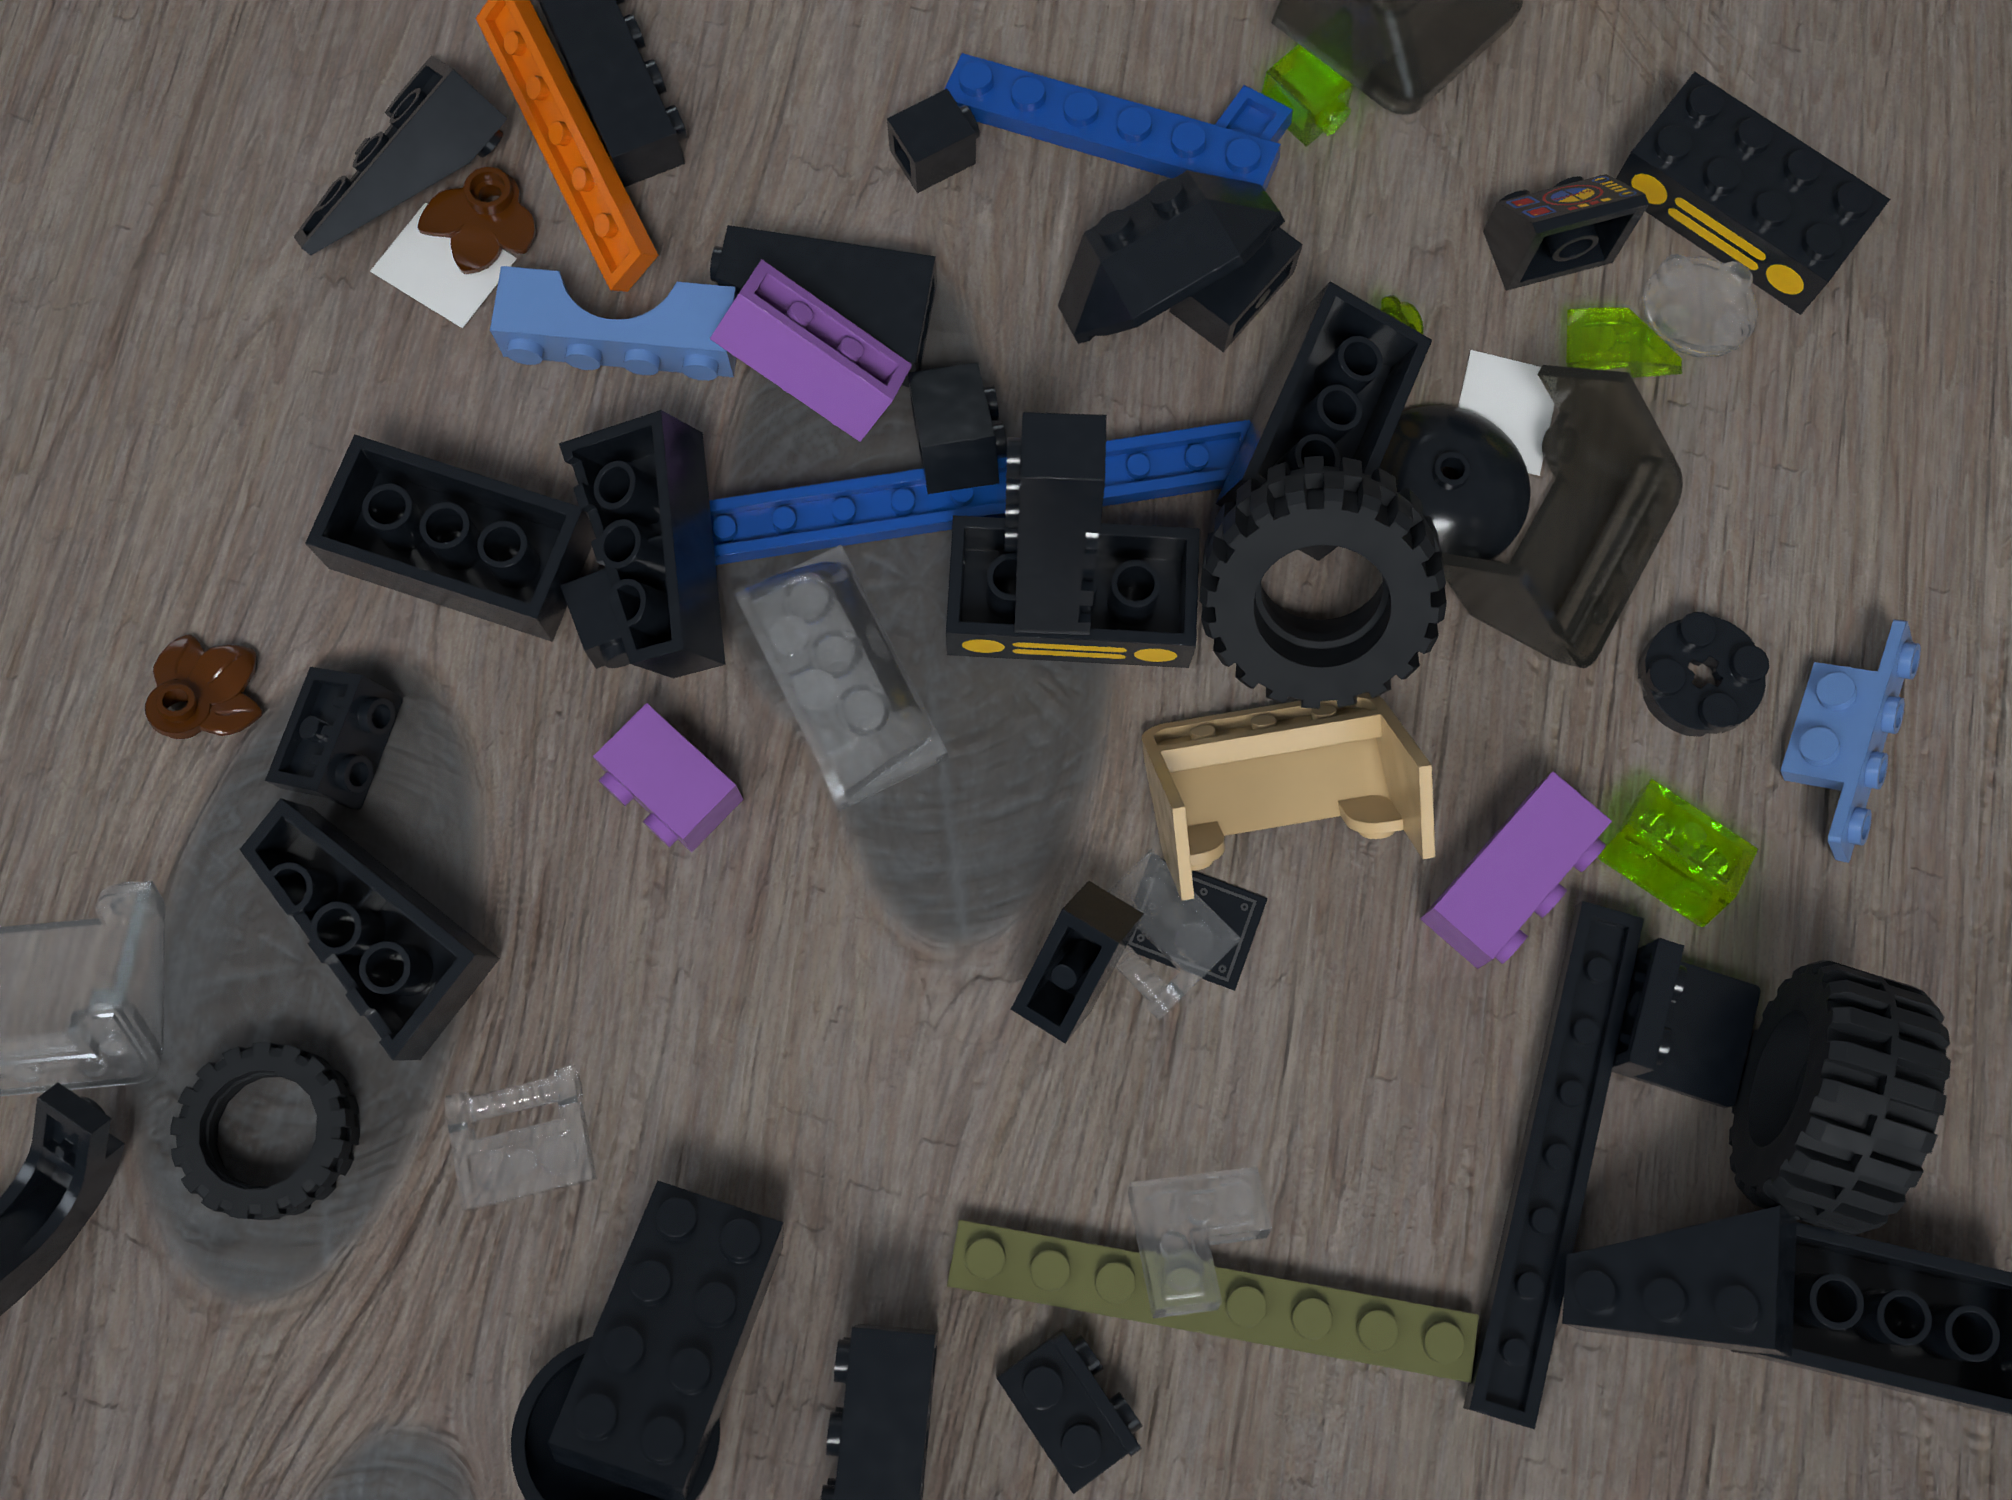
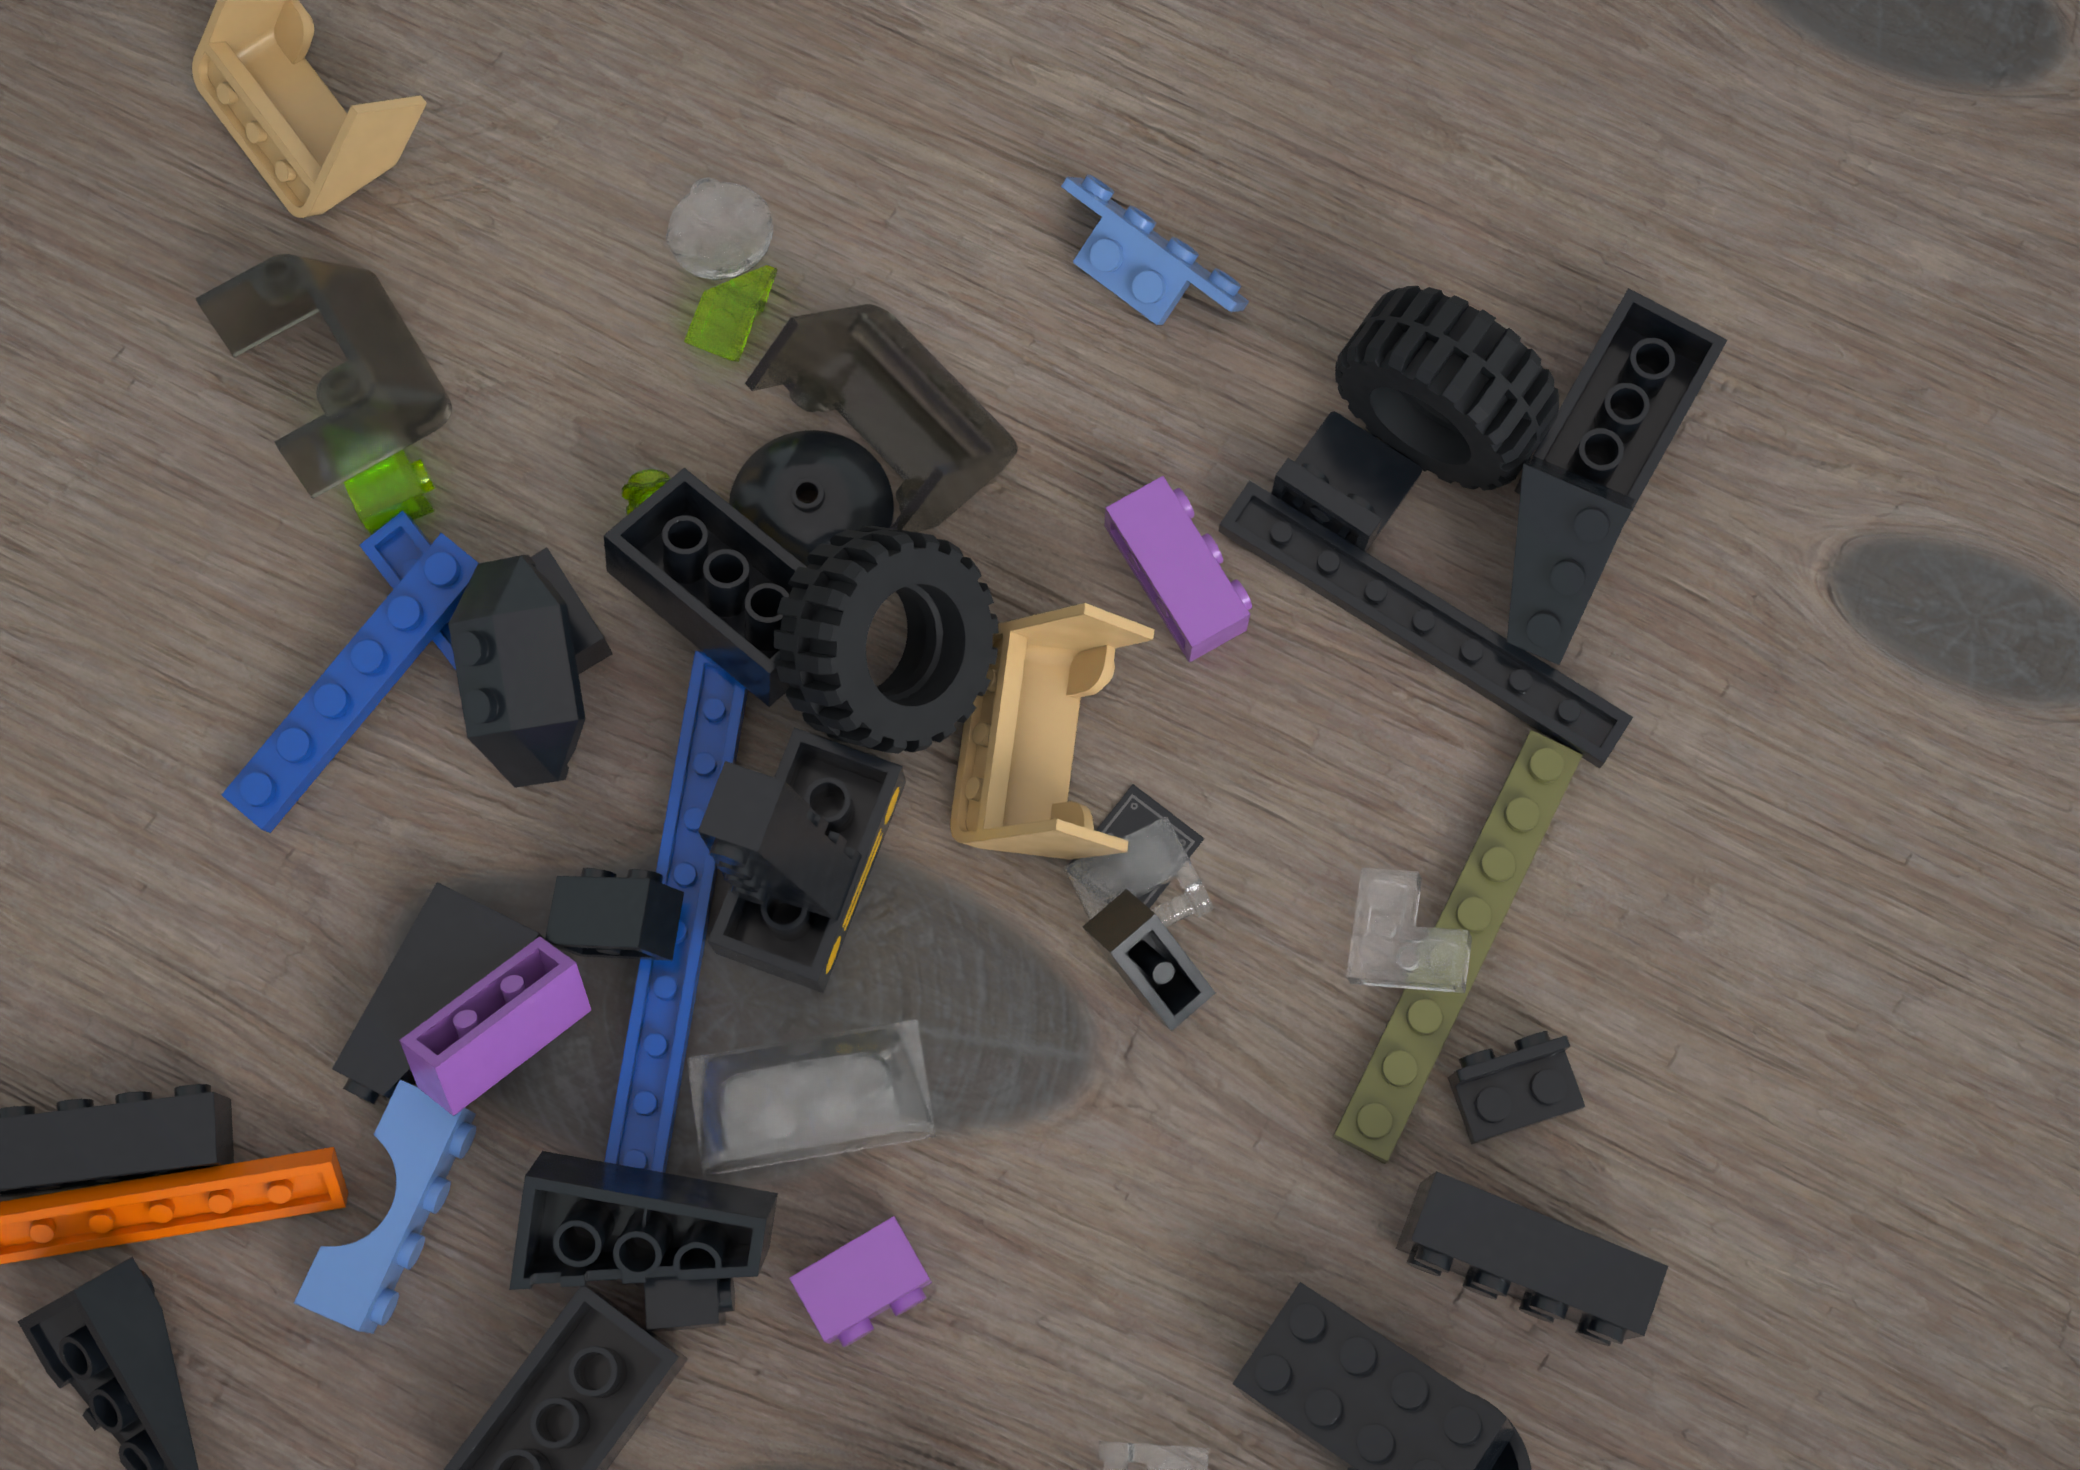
camera: 70 degrees left, 0 degrees up
(427, 272) = (252, 1369): white sticker -> none
(479, 227) = (229, 1324): reddish brown plate -> none
(933, 139) = (305, 849): black brick -> none
(1512, 399) = (746, 420): white sticker -> none
(1562, 228) = (606, 319): black slope -> none
(1679, 854) = (1202, 431): clear neon green bracket -> none
(1734, 663) = (1061, 326): black plate -> none
(1750, 192) = (631, 150): black brick -> none

